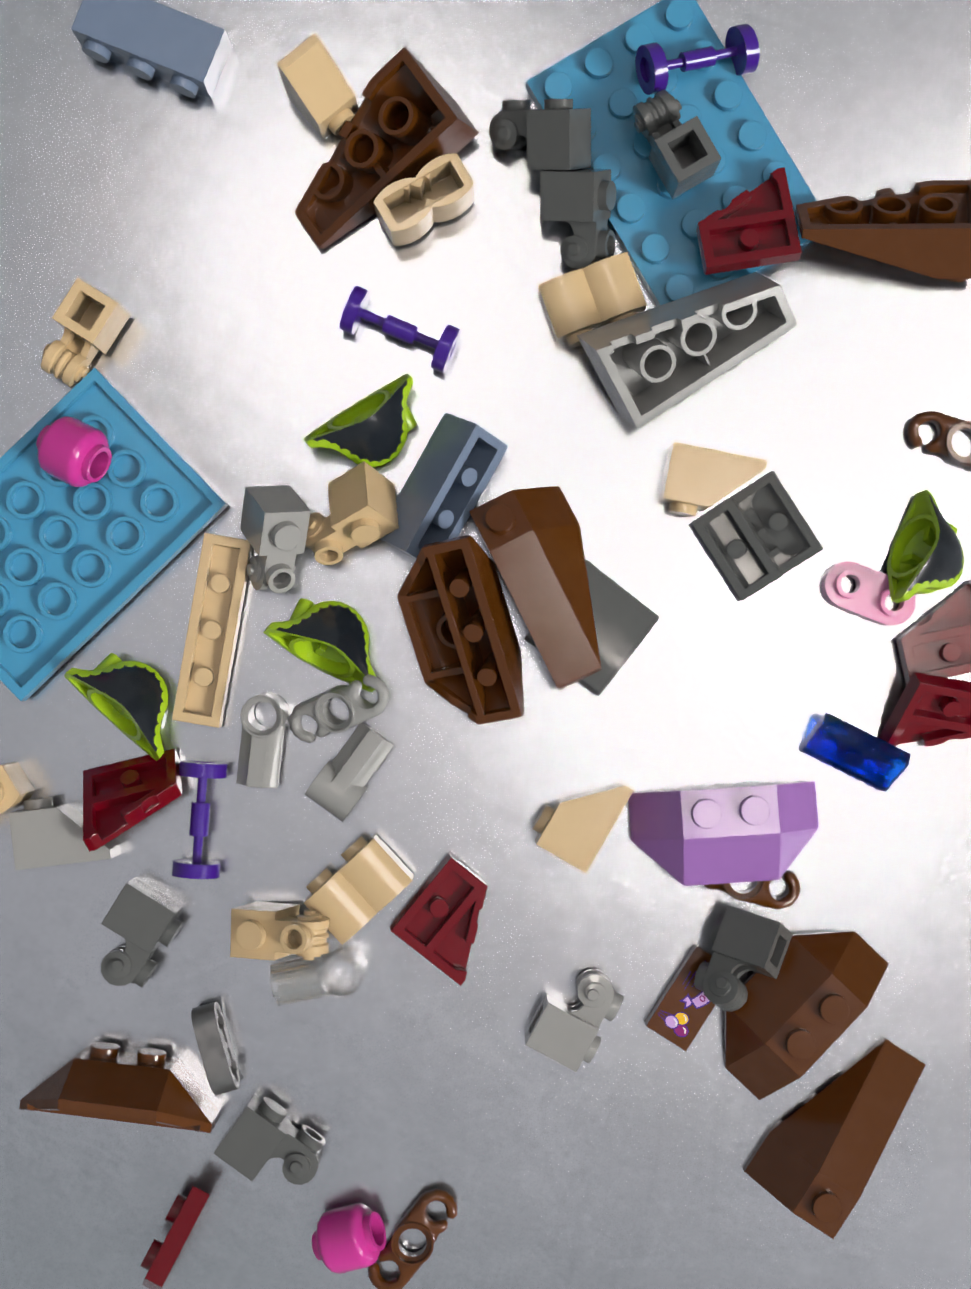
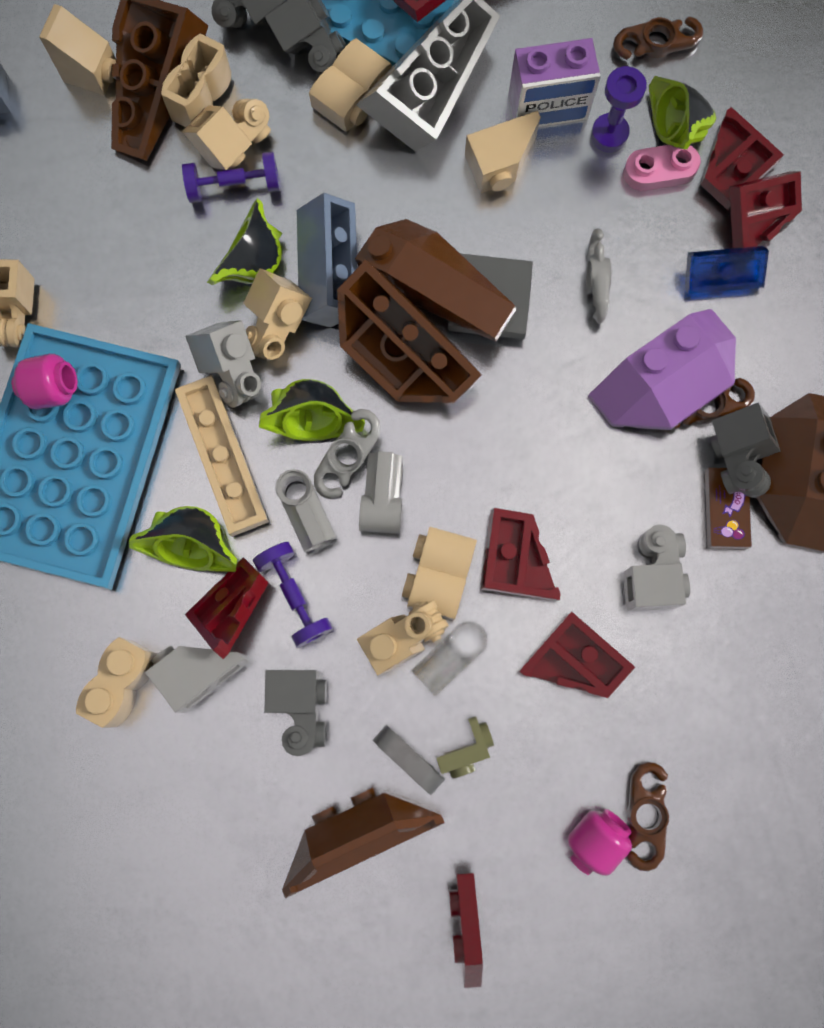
camera: 30 degrees left, 10 degrees down
(266, 1133) = (483, 804): dark grey brick -> none
(267, 1079) = (461, 760): none -> olive bracket
(421, 285) = (224, 139): none -> tan brick
(442, 1054) = (578, 659): none -> dark red wing
(581, 823) = (571, 431): tan slope -> none
(718, 676) = (598, 275): none -> light grey piece
(758, 535) = (562, 171): dark grey slope -> none
(804, 439) = (555, 81): none -> piece
(853, 514) = (623, 91): none -> dark purple wheel

